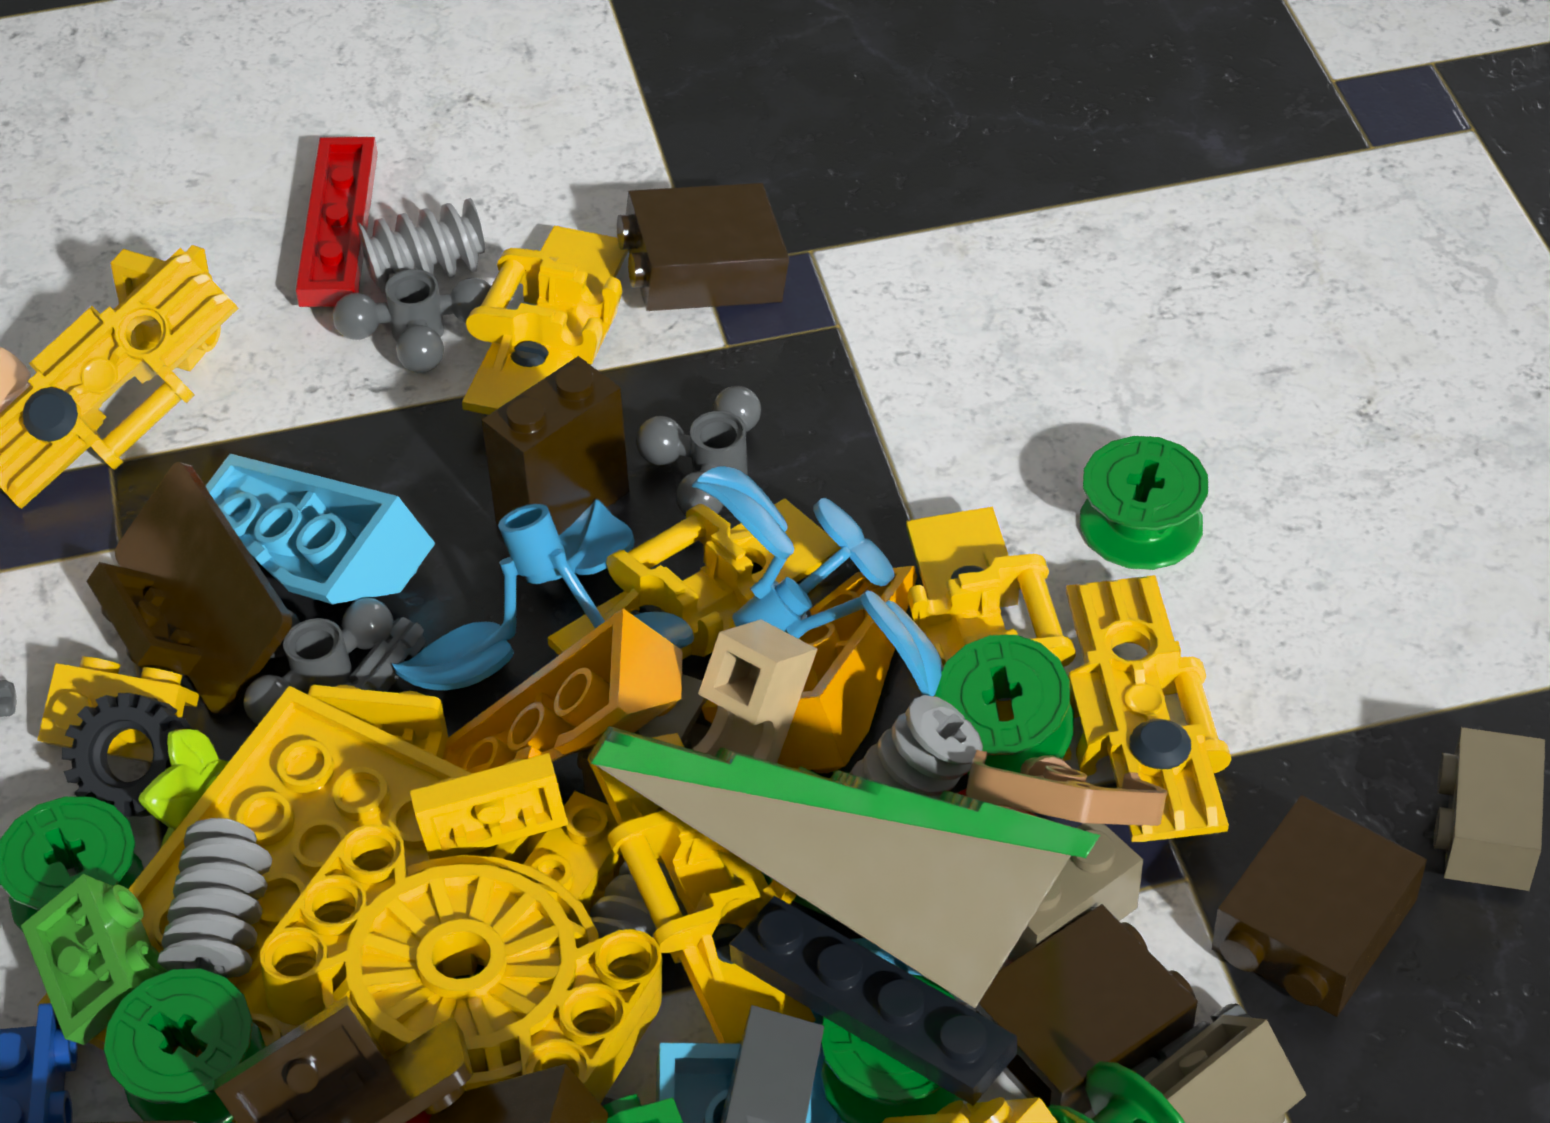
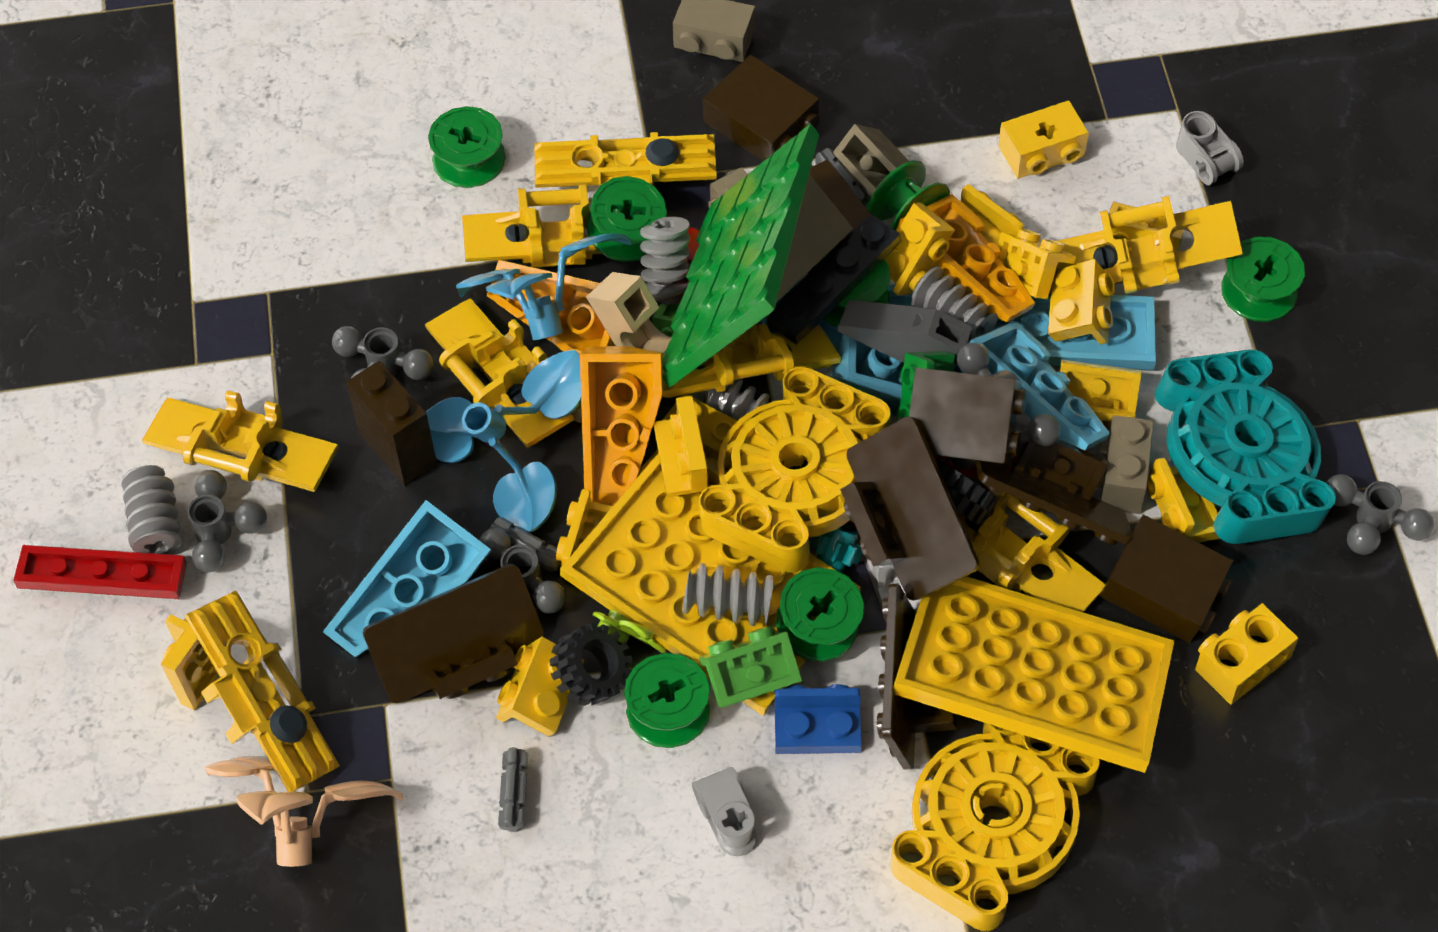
camera: 85 degrees left, 10 degrees up
(703, 246) = (195, 347): dark brown brick -> none
(1055, 790) = (709, 188): medium nougat piece -> none

